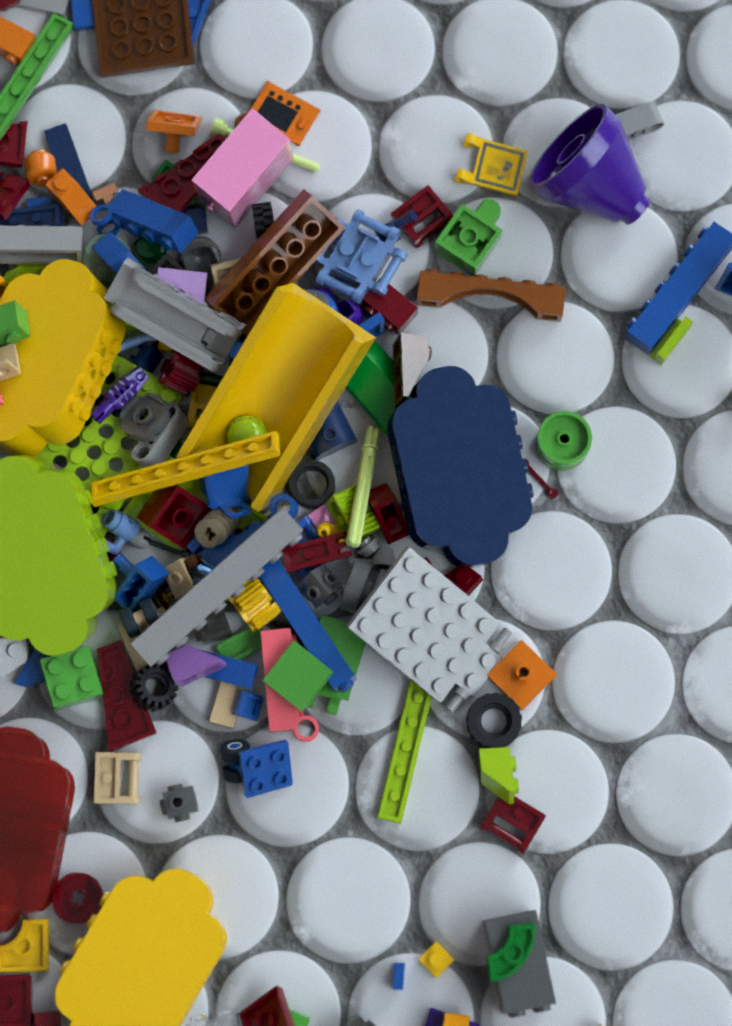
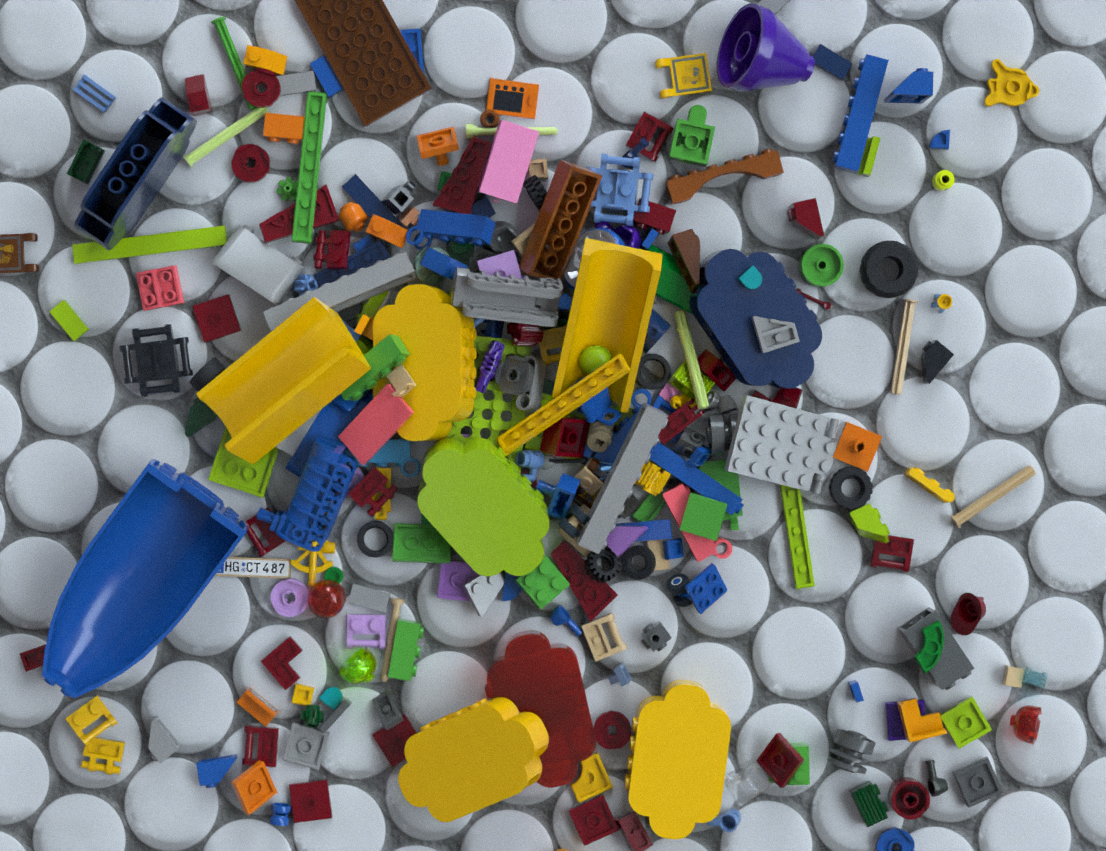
camera: 15 degrees left, 10 degrees up
(77, 731) = (561, 616): none -> blue bar
(102, 167) = (399, 197): none -> black brick
(117, 833) = (620, 675): none -> sand blue tile
(183, 704) = (650, 562): none -> black tyre
(279, 200) = (538, 168): none -> tan tile
(323, 603) = (699, 456): none -> blue tile
(436, 959) = (876, 668): yellow plate -> none
(470, 411) = (751, 278): none -> teal tile
(472, 488) = (774, 333): none -> light grey wing
(567, 376) = (806, 218): none -> dark red slope
(577, 935) = (967, 613): none -> dark red piece
(592, 758) = (931, 486): none -> yellow hinge
(625, 577) = (903, 346): none -> tan axle
(655, 458) = (902, 256): none -> black tyre
(657, 607) = (934, 359): none -> black slope
(665, 803) = (993, 496): none -> tan axle
(669, 218) = (831, 62): none -> dark blue tile
(694, 542) = (943, 302): none -> yellow piece

